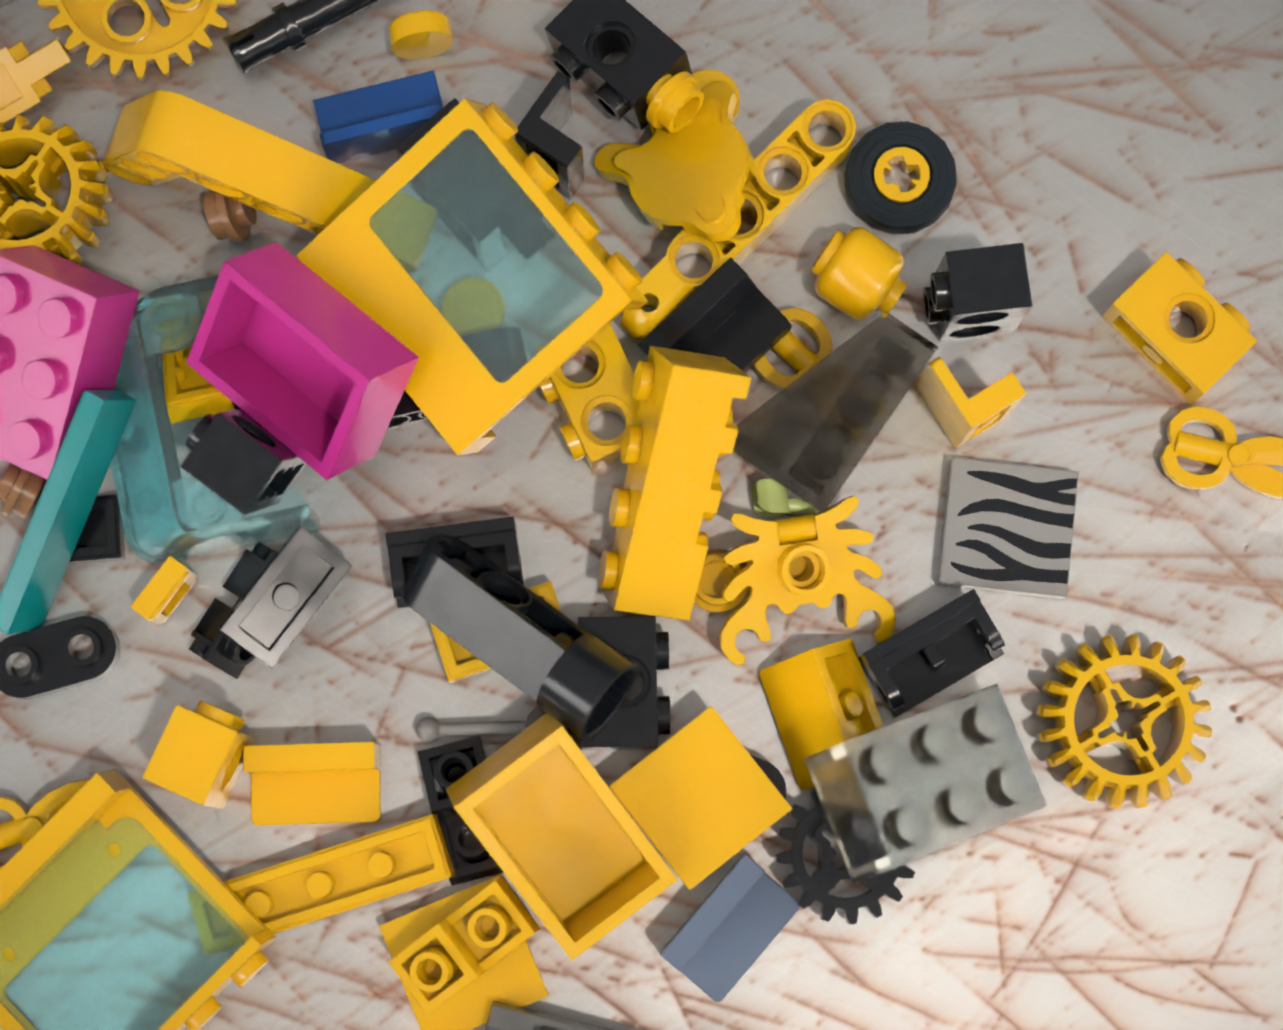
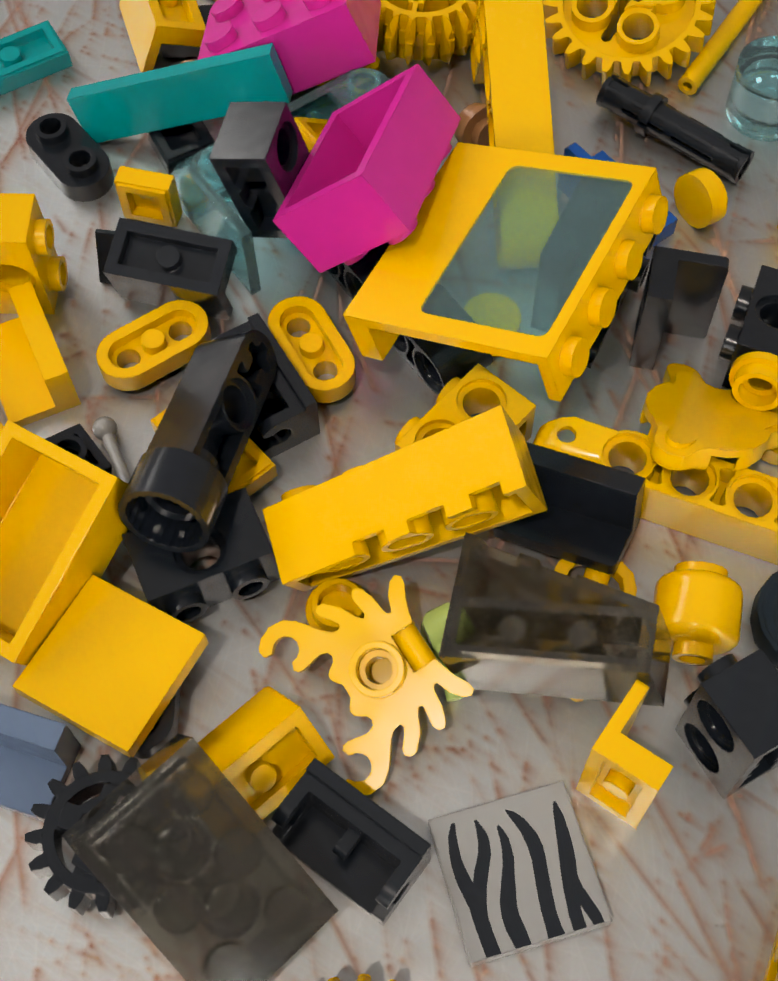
camera: 70 degrees right, 20 degrees down
(355, 649) = (152, 345): none -> yellow plate
(429, 495) = (317, 351): none -> yellow plate

